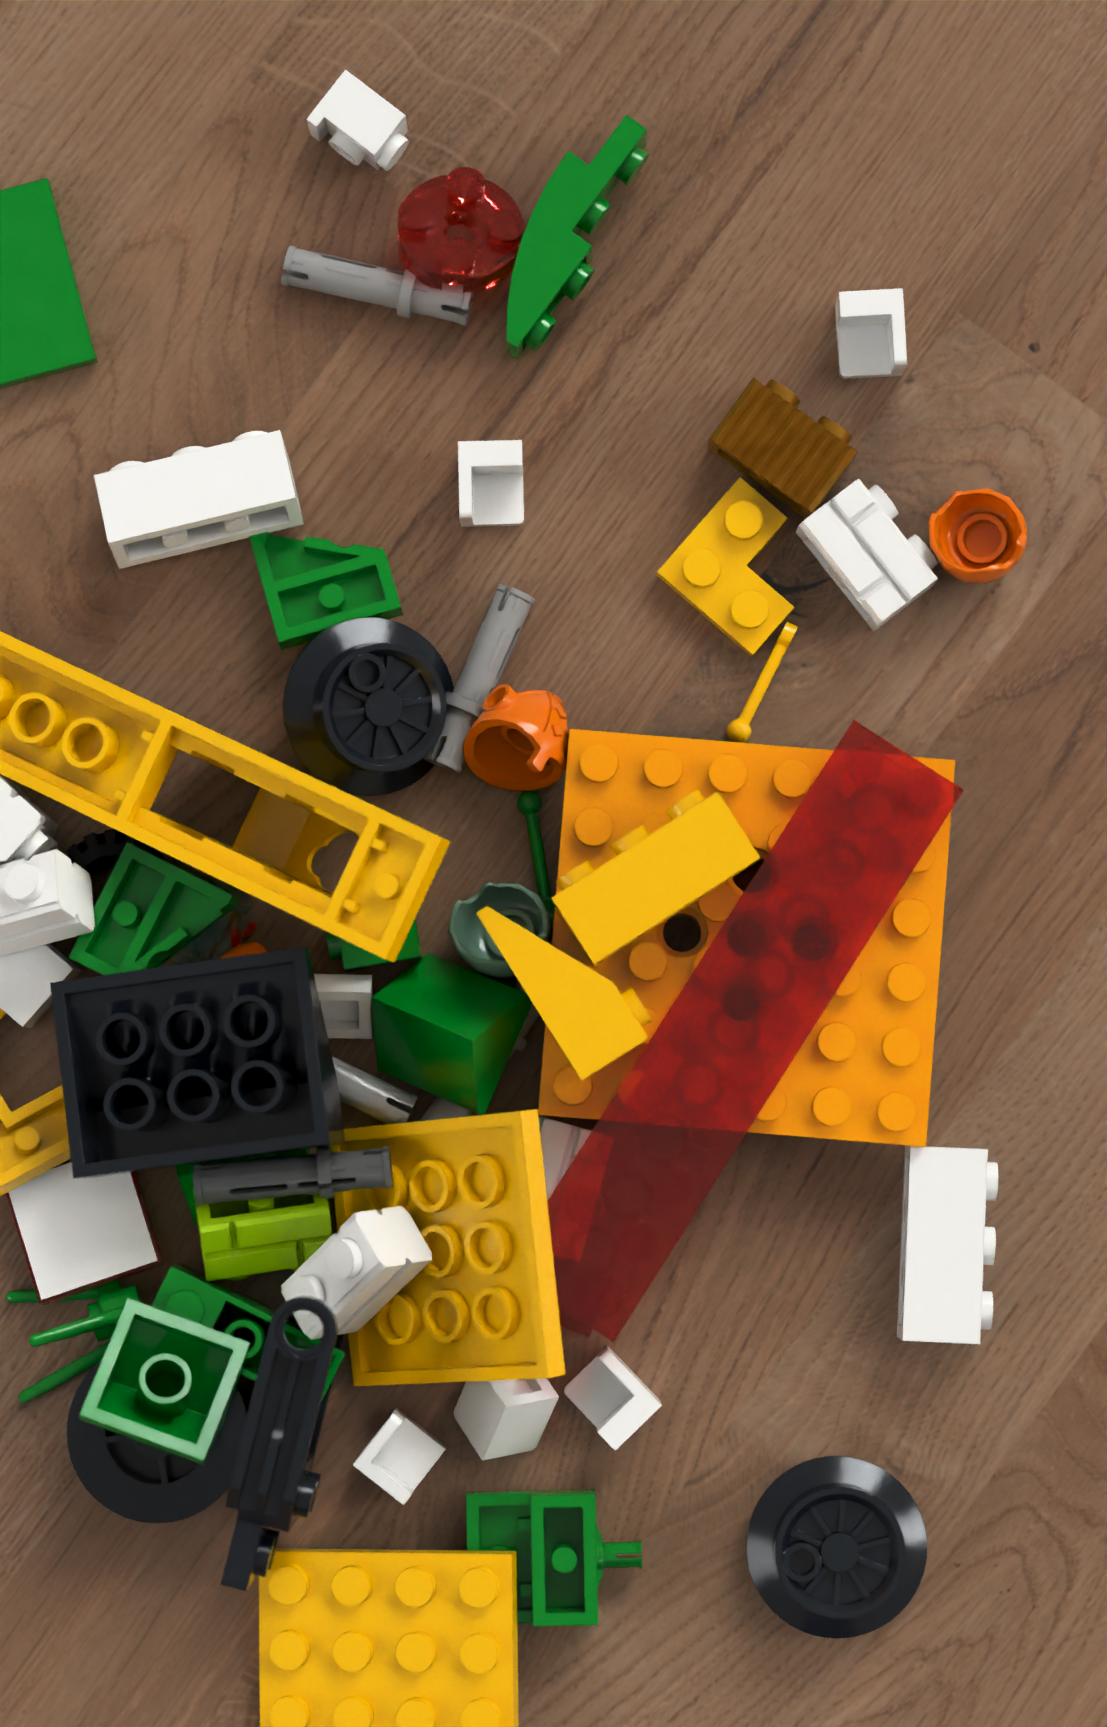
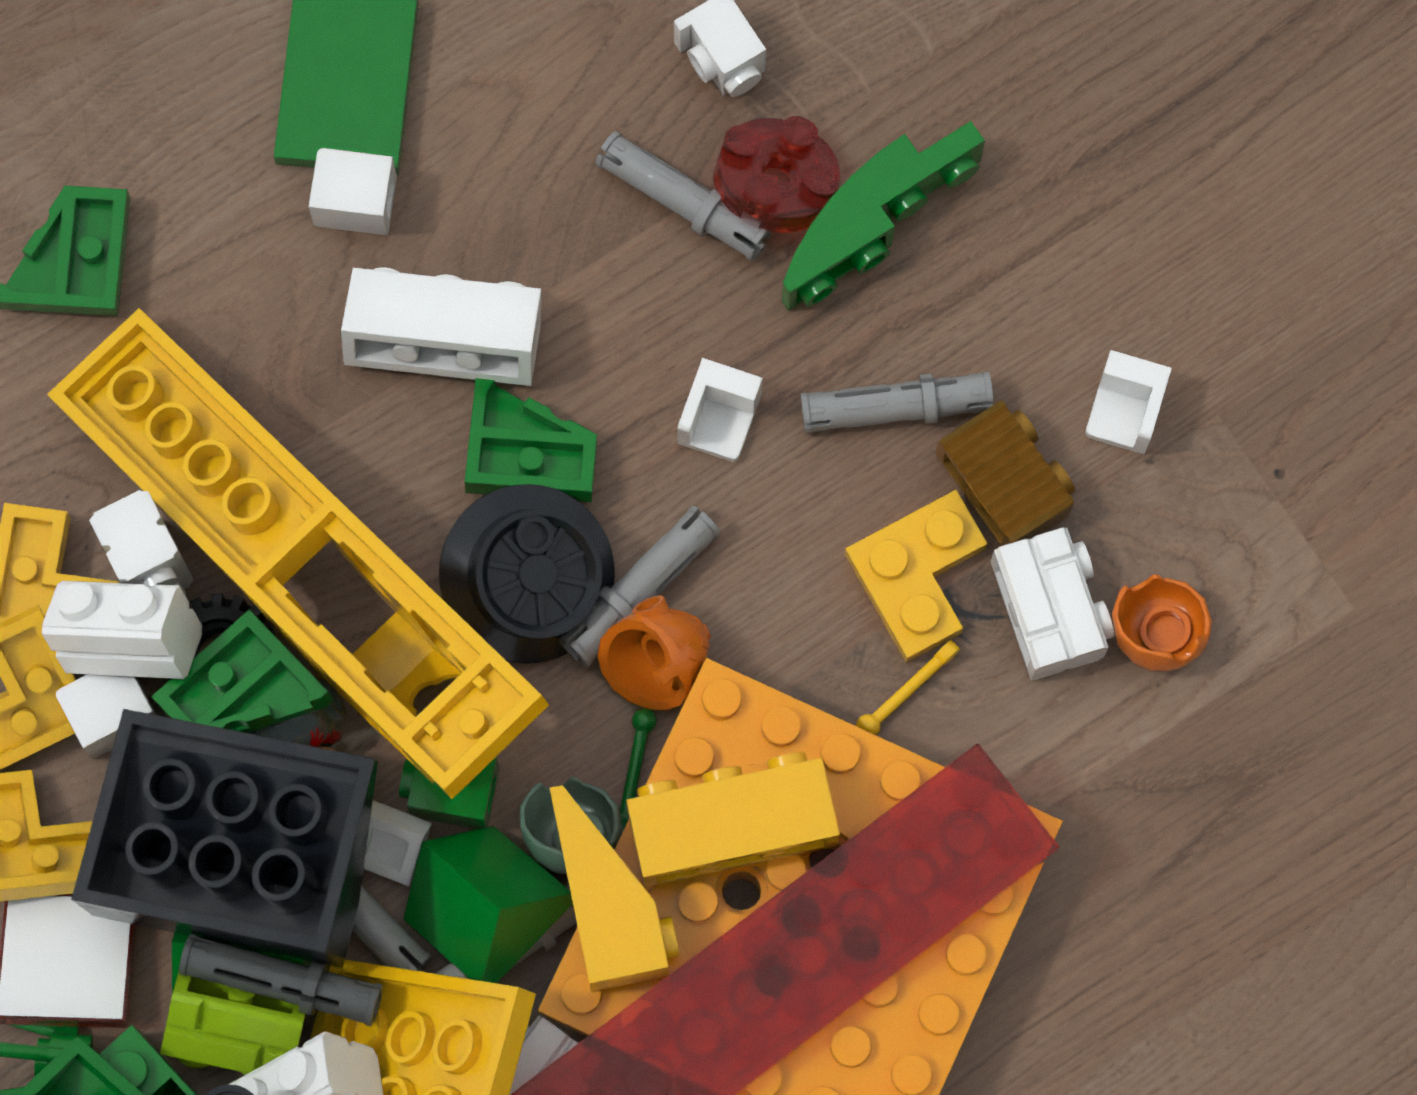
camera: 15 degrees right, 10 degrees down
(62, 397) = (353, 191): none -> white panel
(663, 408) = (896, 402): none -> light grey pin

